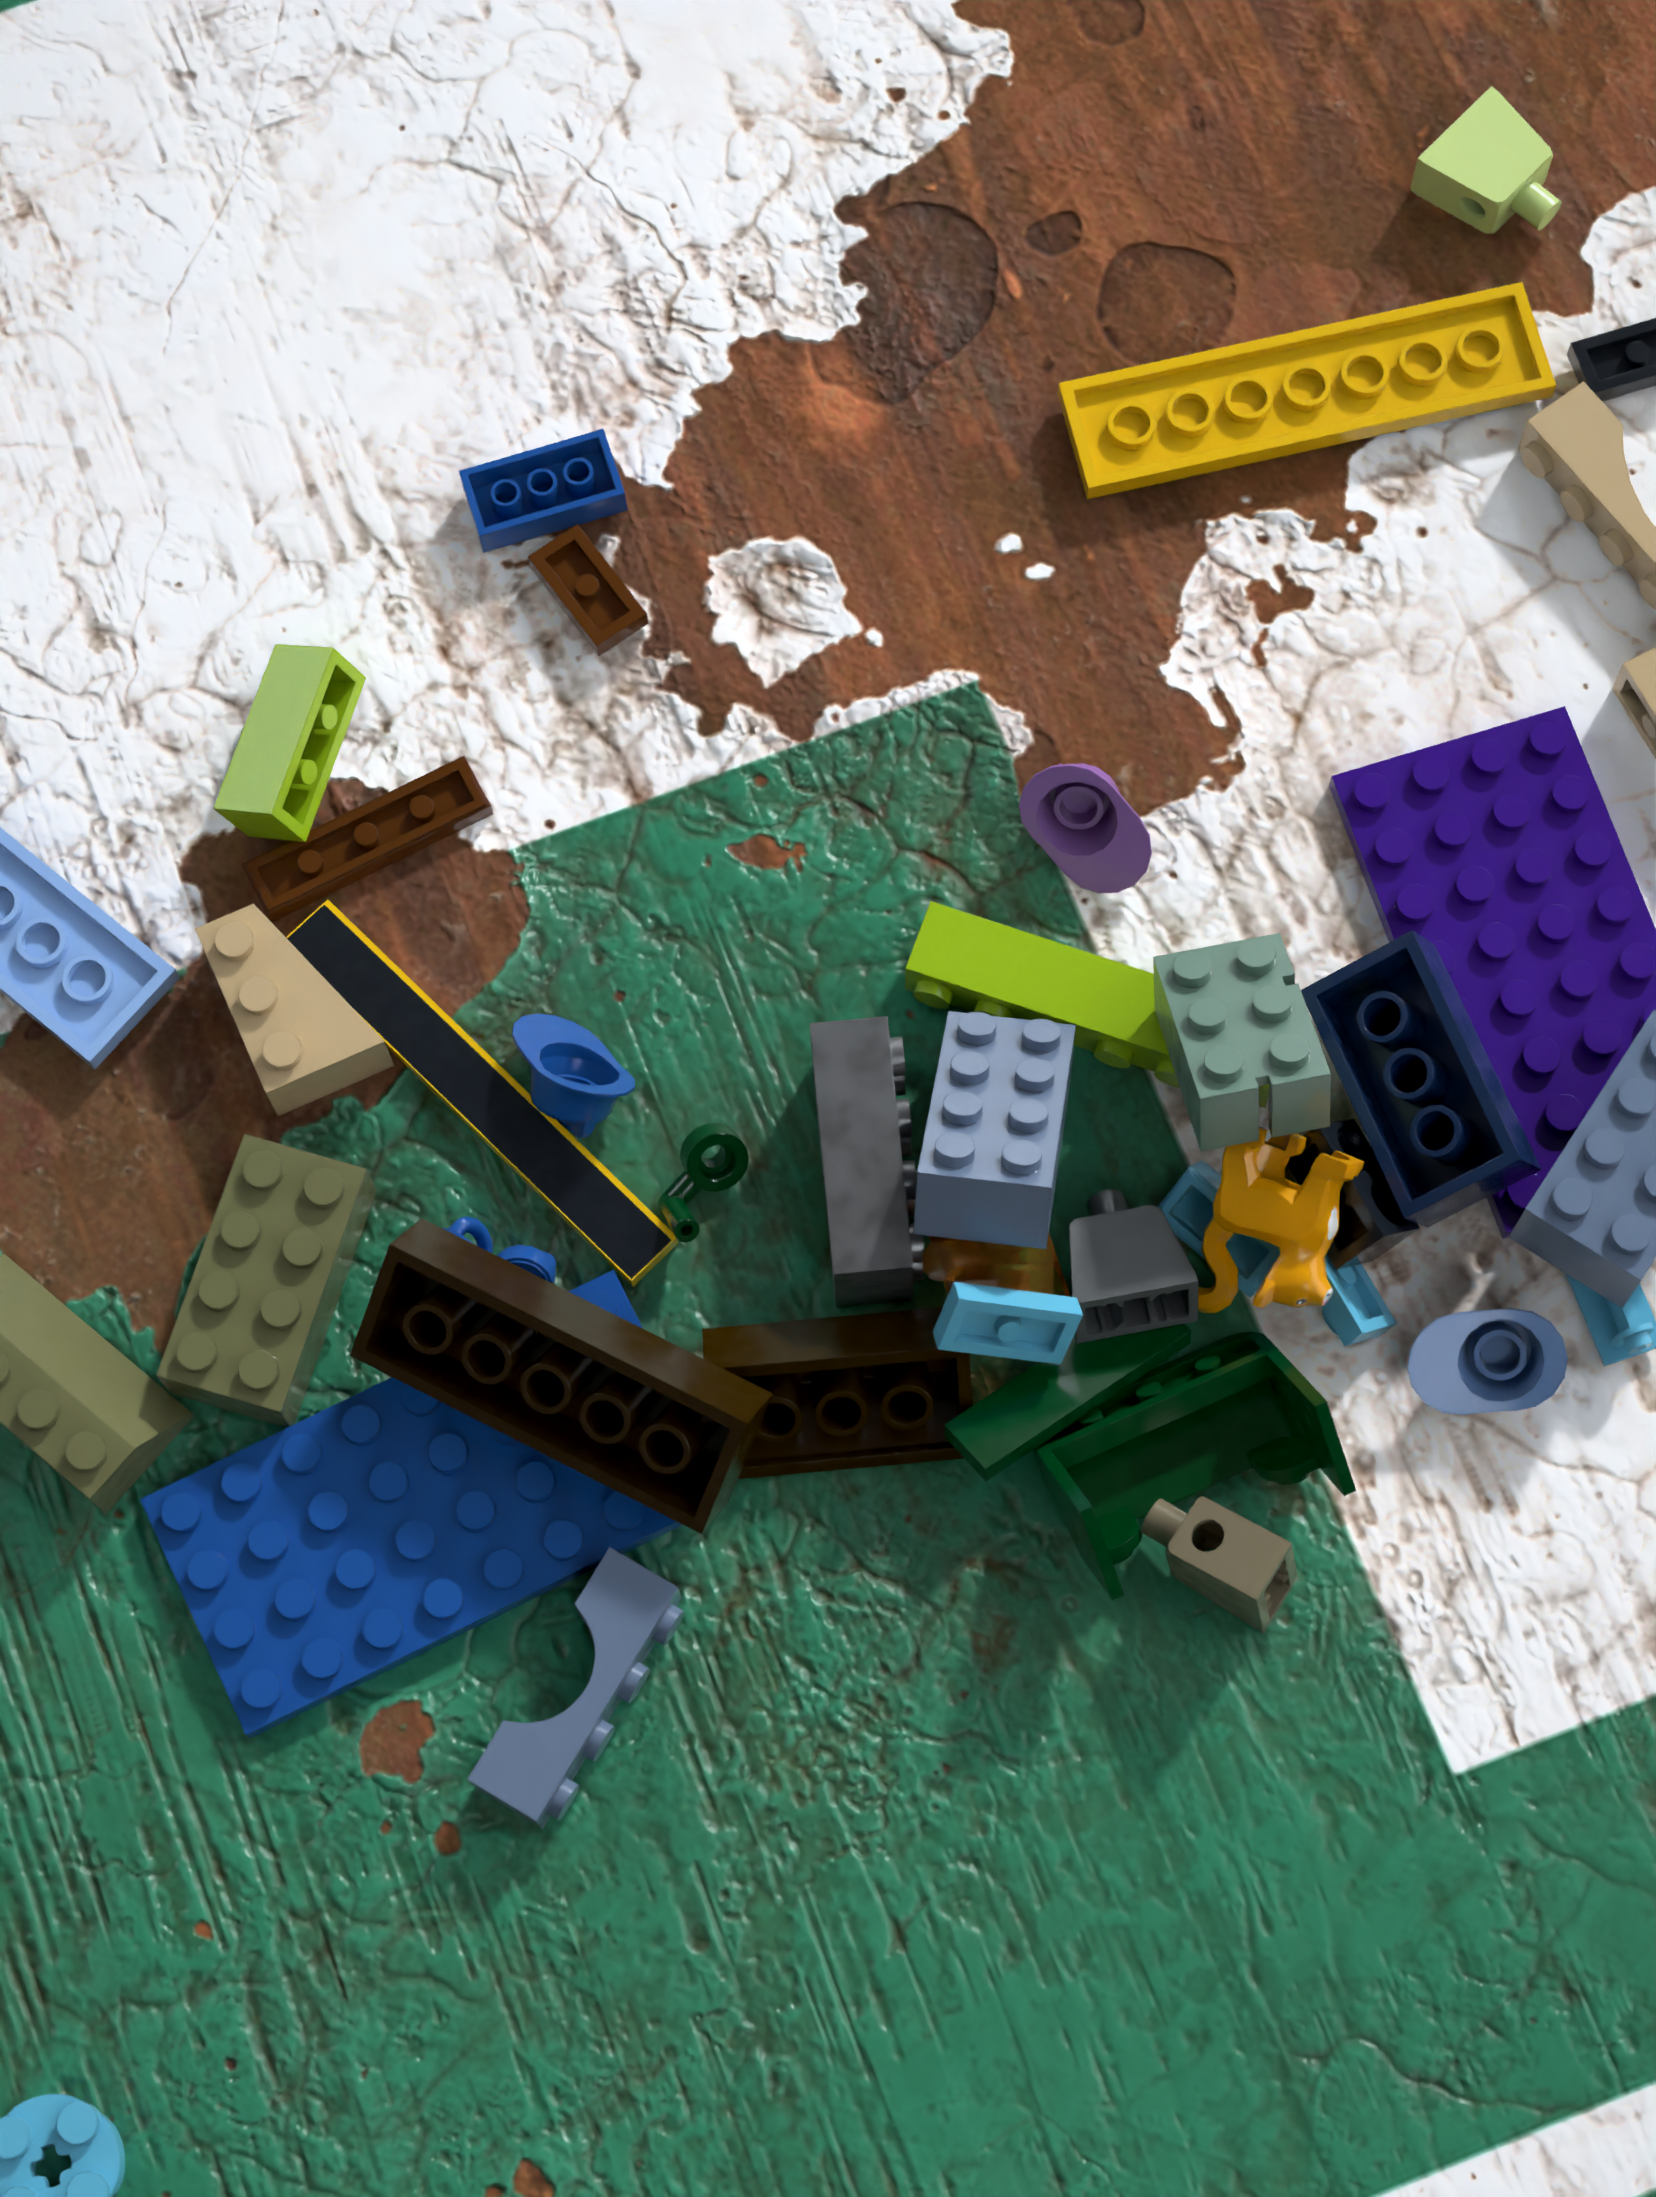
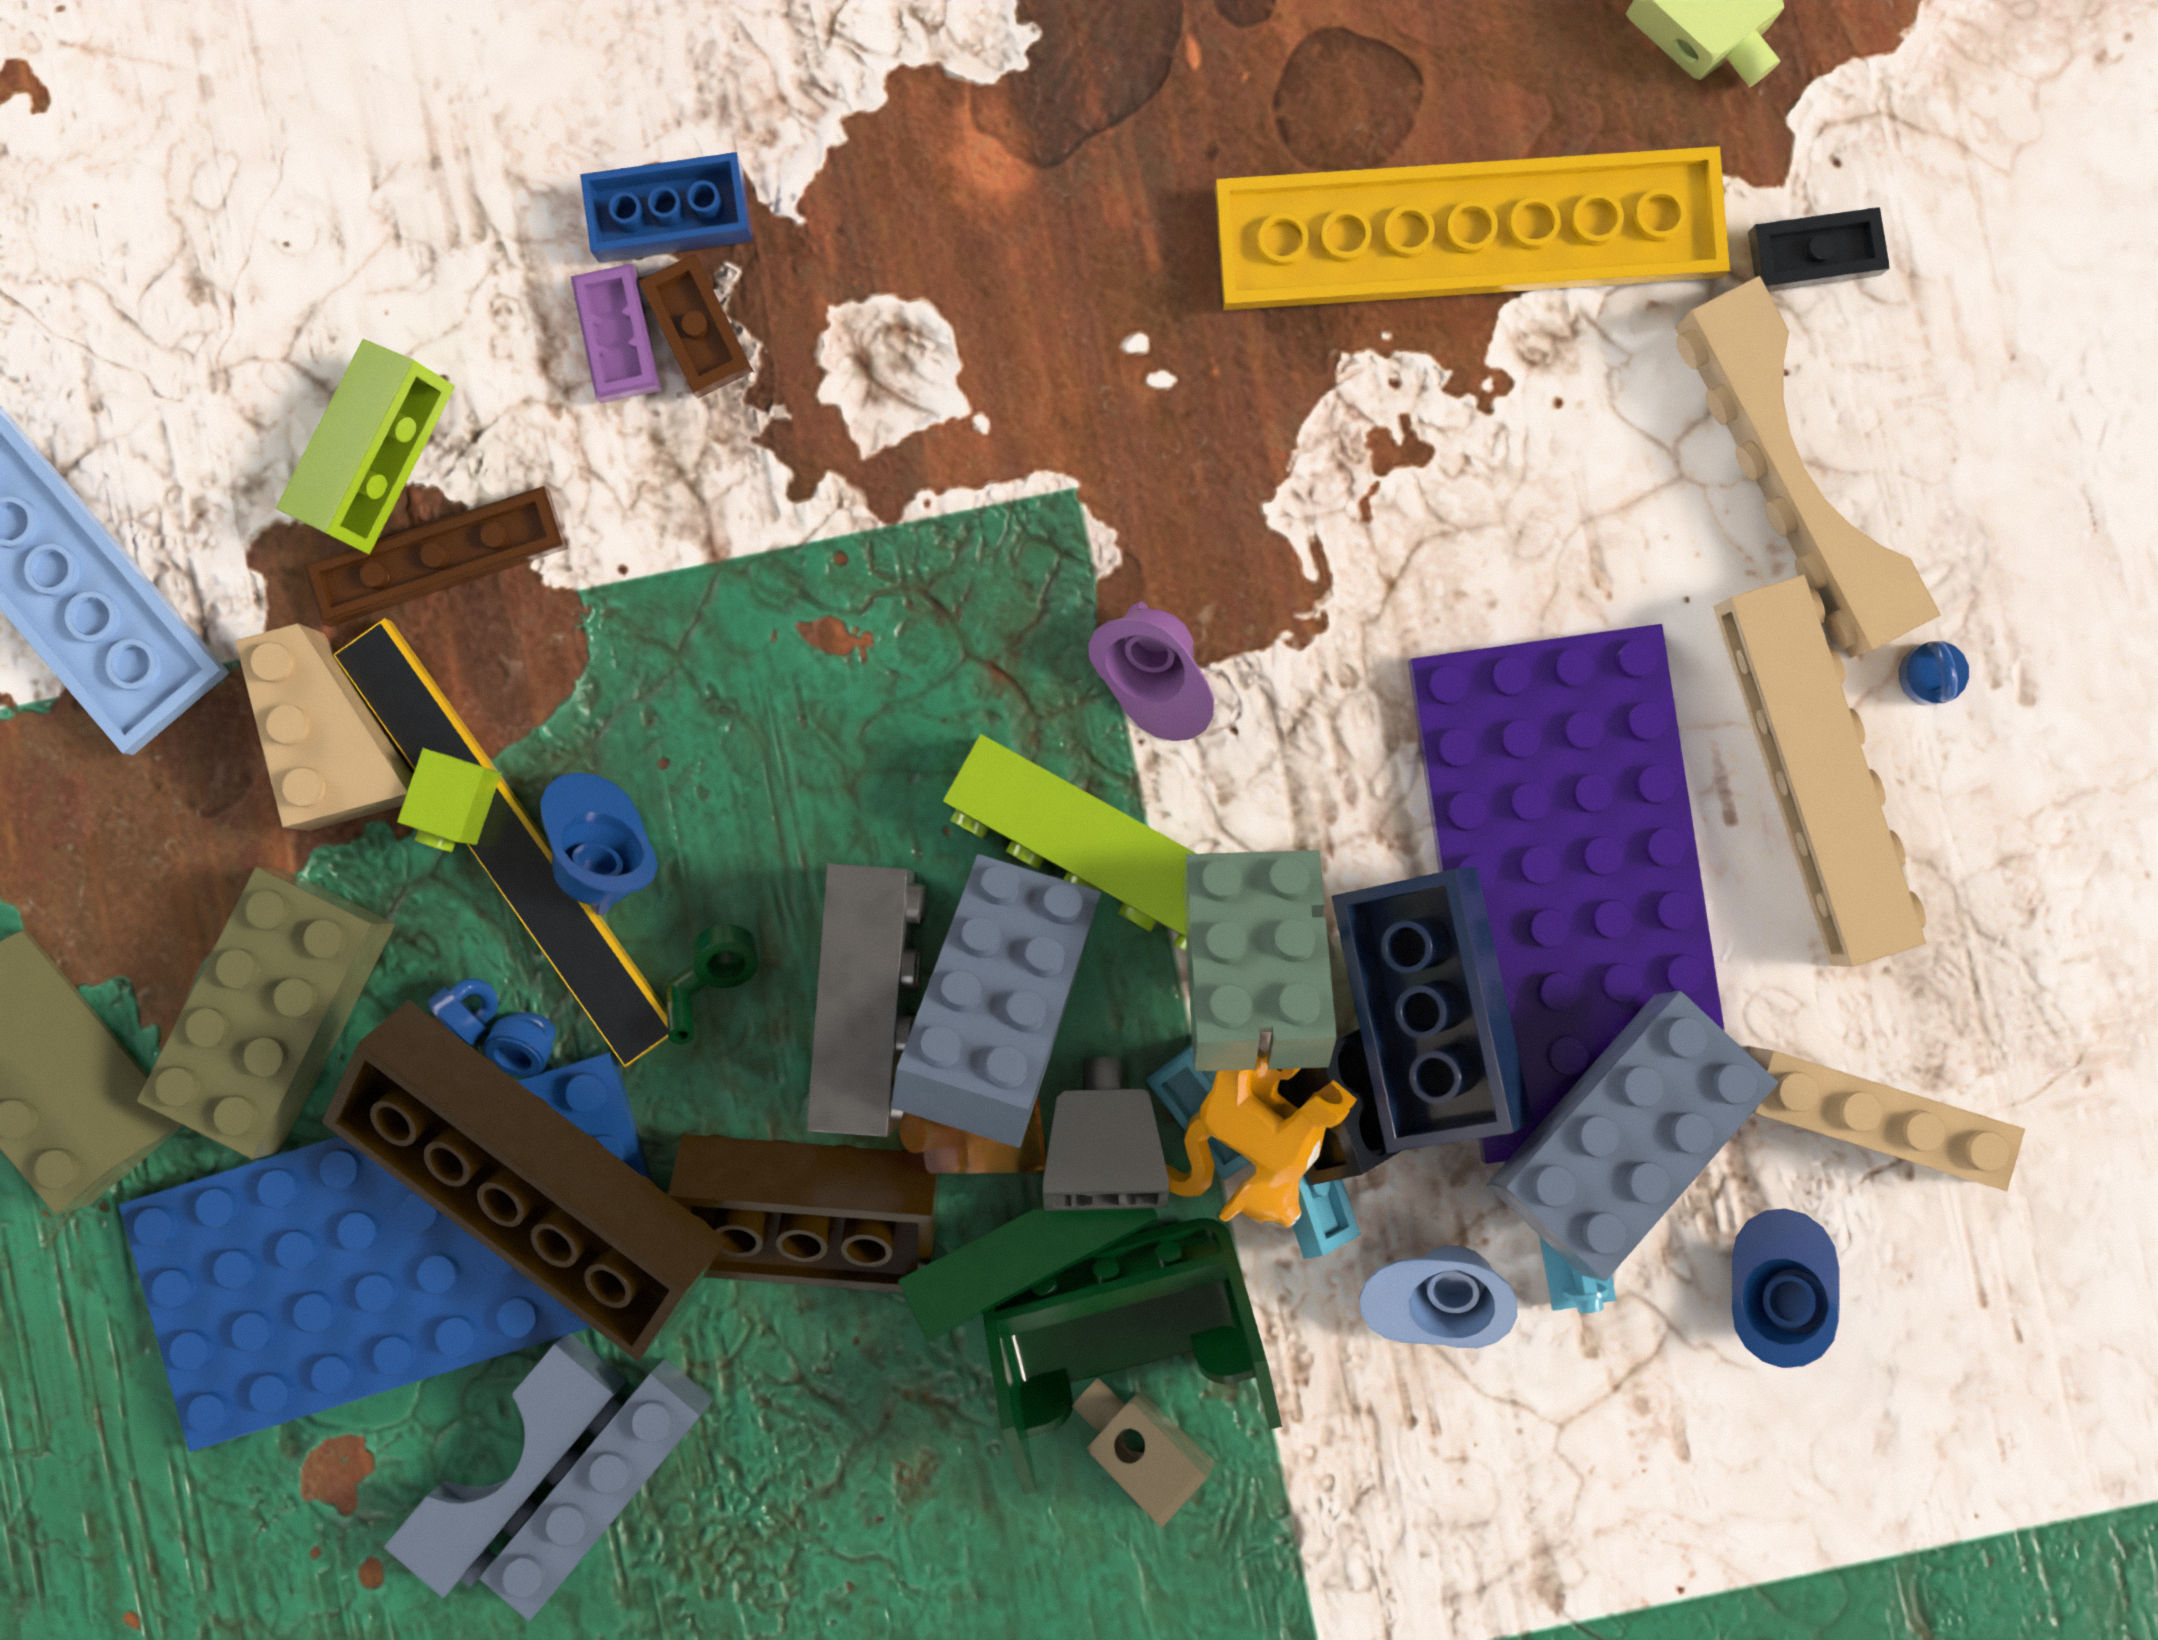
camera: 10 degrees right, 15 degrees up
(422, 1045) = (448, 800): none -> lime brick
(512, 609) = (616, 333): none -> medium lavender plate
(673, 1693) = (596, 1489): none -> sand blue brick
(1007, 1323) = (971, 1204): medium azure plate -> none

